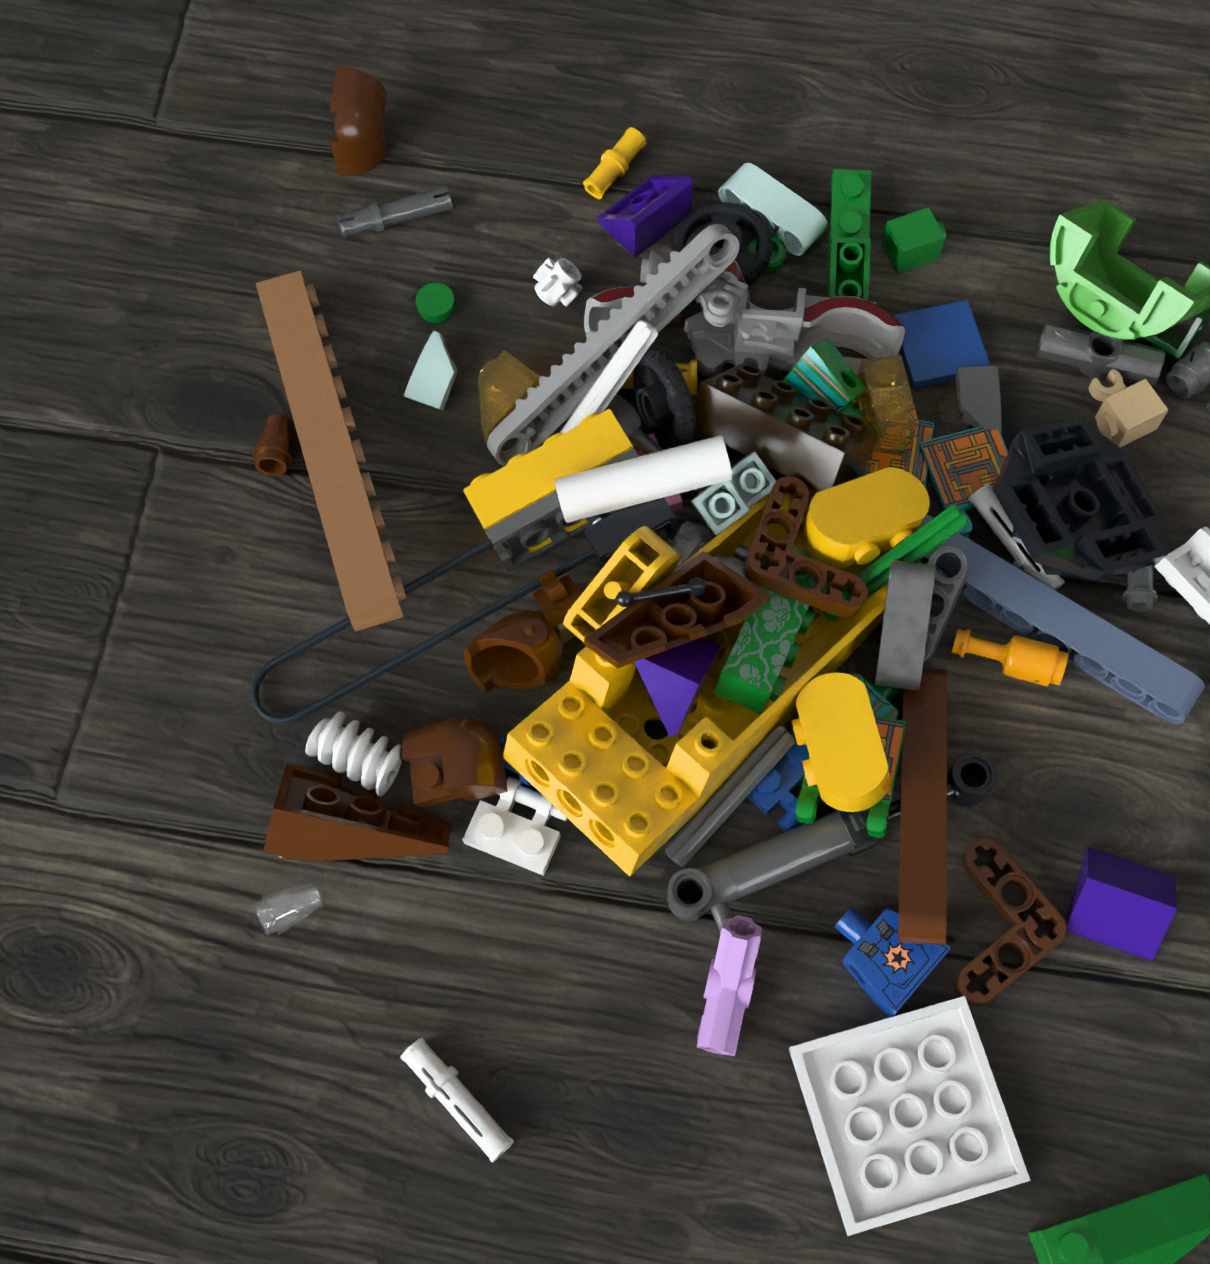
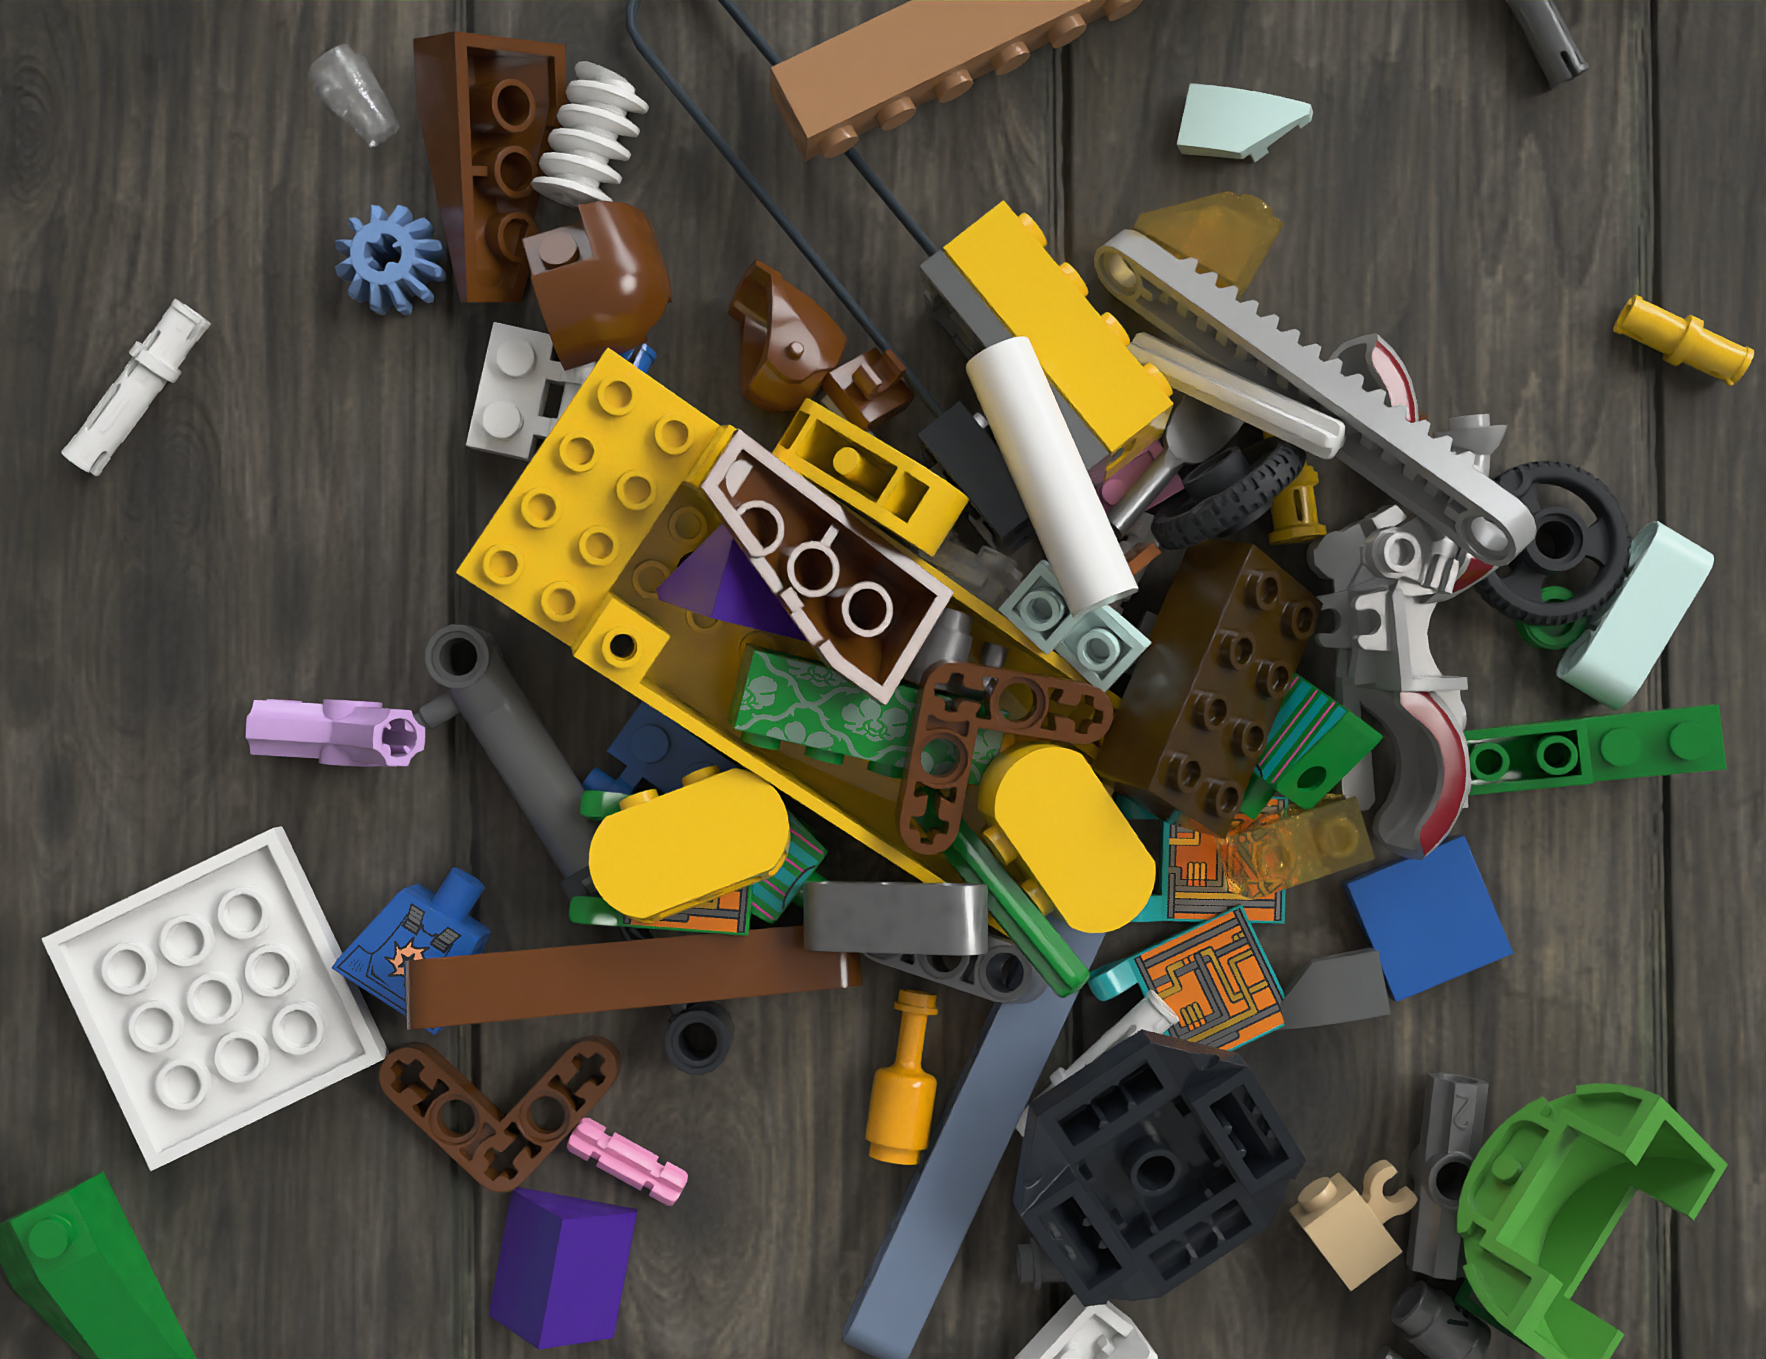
camera: 75 degrees right, 20 degrees up
(391, 910) = (385, 239): none -> medium blue gear
(435, 302) = (1369, 99): green tile -> none
(557, 282) = (1433, 286): white gear -> none
(648, 212) = (1597, 411): dark purple slope -> none
(696, 587) = (873, 588): black hinge -> none
(730, 795) = (628, 708): dark grey axle -> none
(913, 240) = (1612, 855): green brick -> none
(1052, 844) = (627, 1161): none -> bright pink axle

